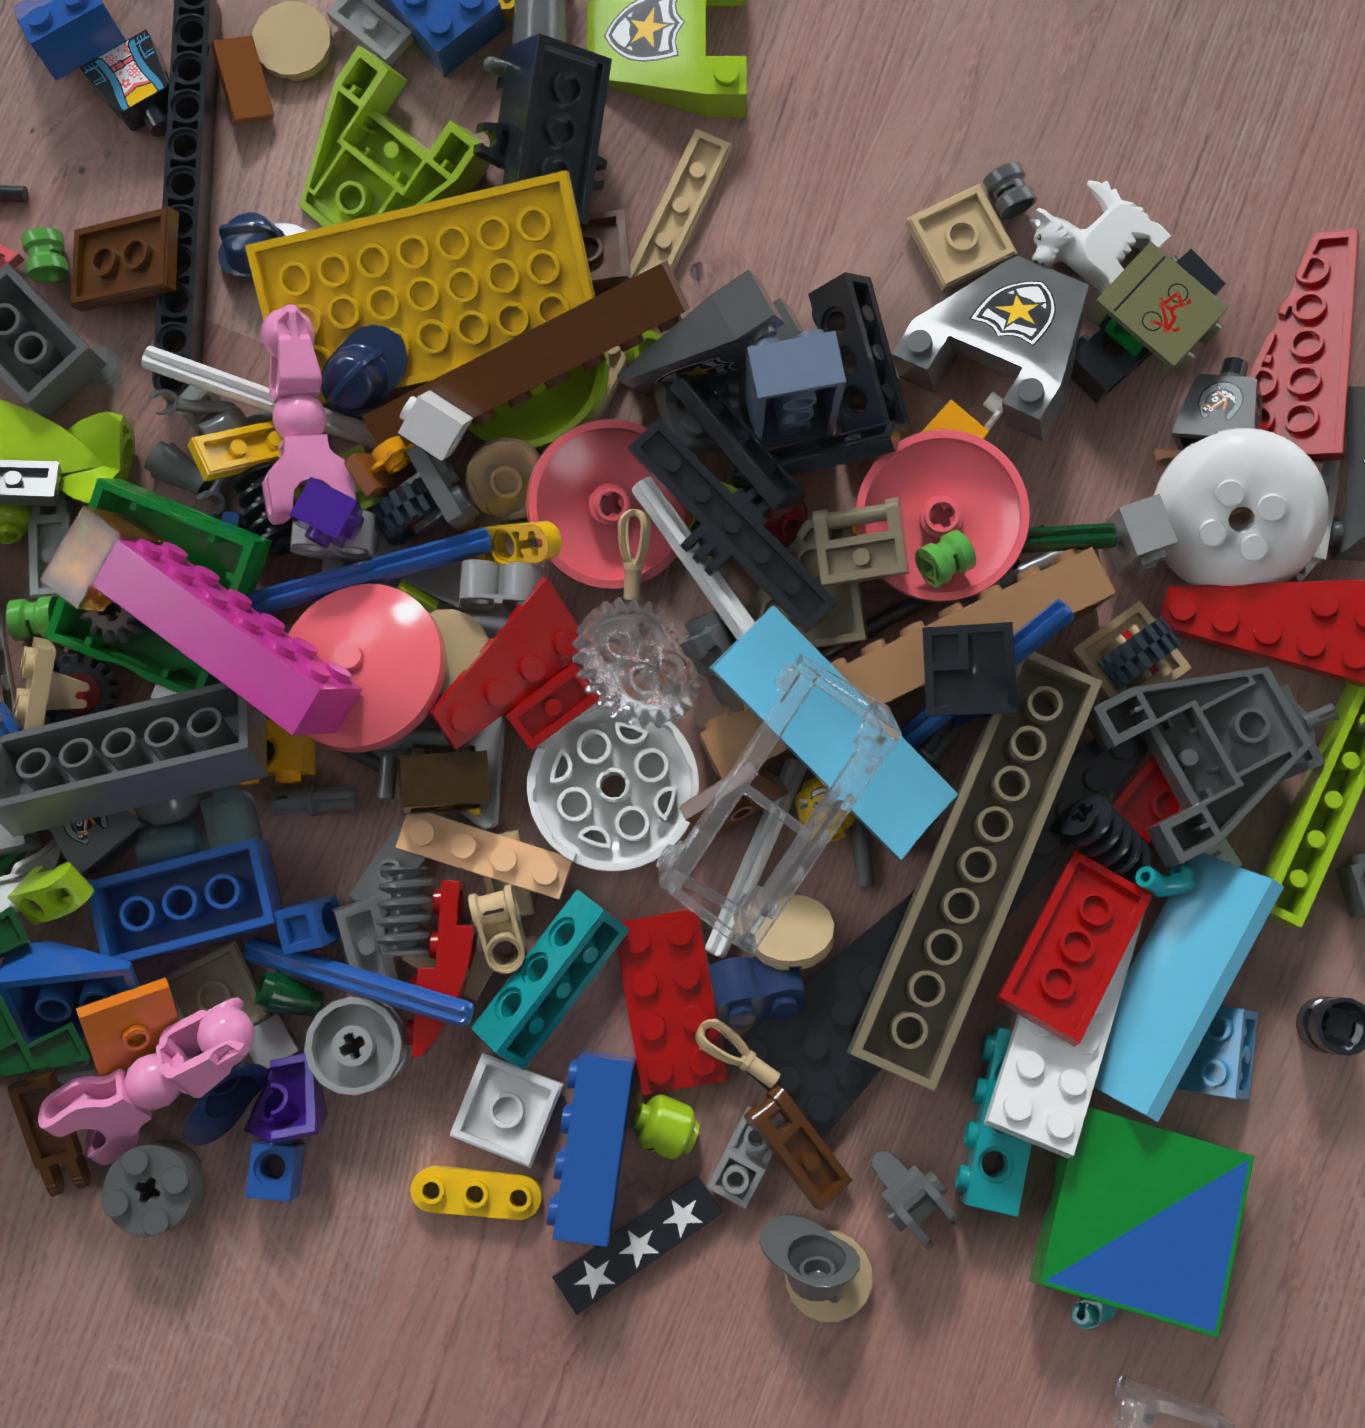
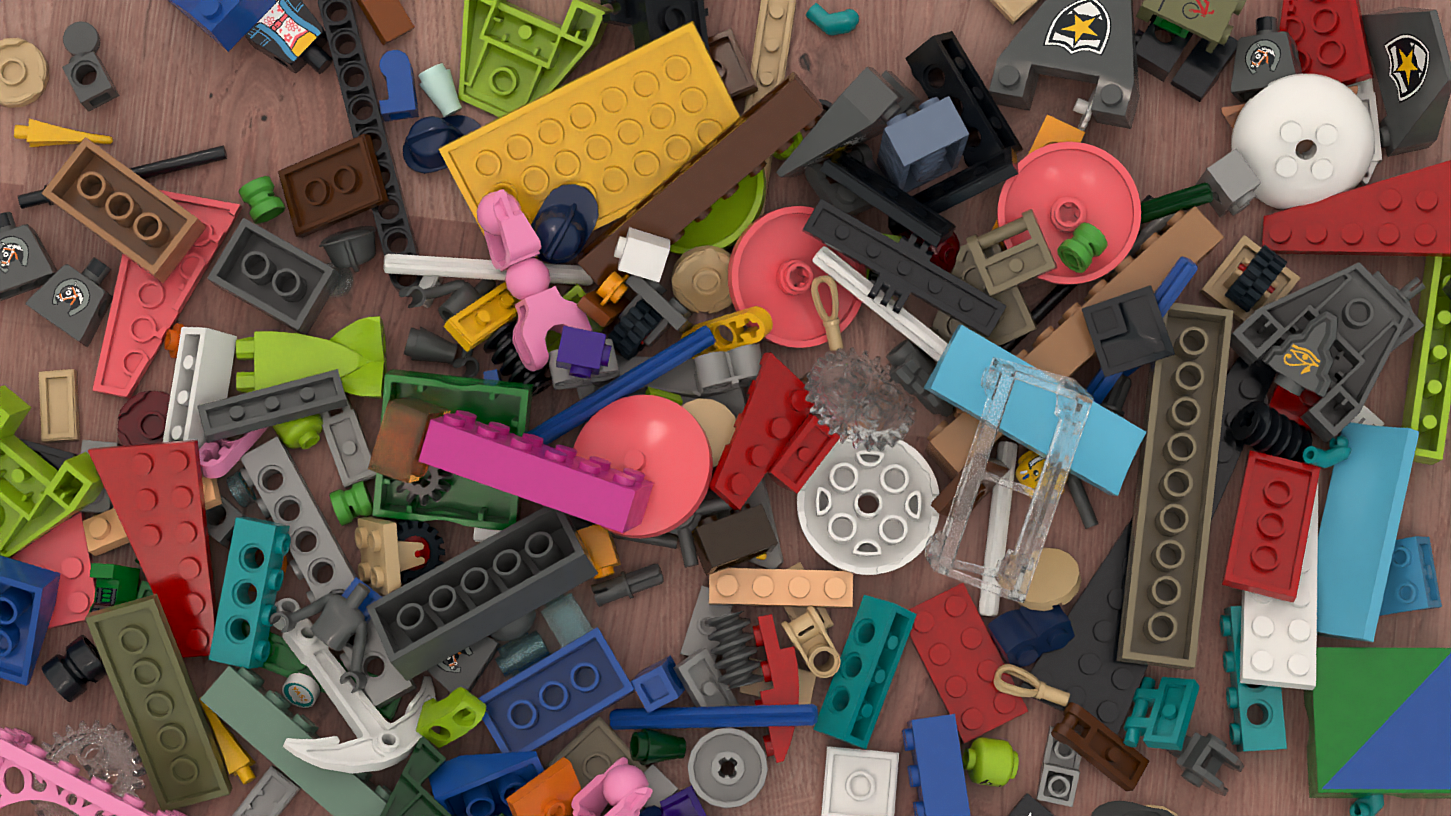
camera: 20 degrees left, 0 degrees up
(120, 333) = (351, 247): none -> dark grey piece
(236, 174) = (400, 85): none -> blue leg
(280, 186) = (440, 88): none -> light aqua cone
(741, 235) = (833, 23): none -> teal arm
(890, 1135) = (1169, 716): none -> teal plate
(1147, 397) = (1203, 68): none -> black slope
(1173, 761) = (1306, 357): none -> dark grey rock

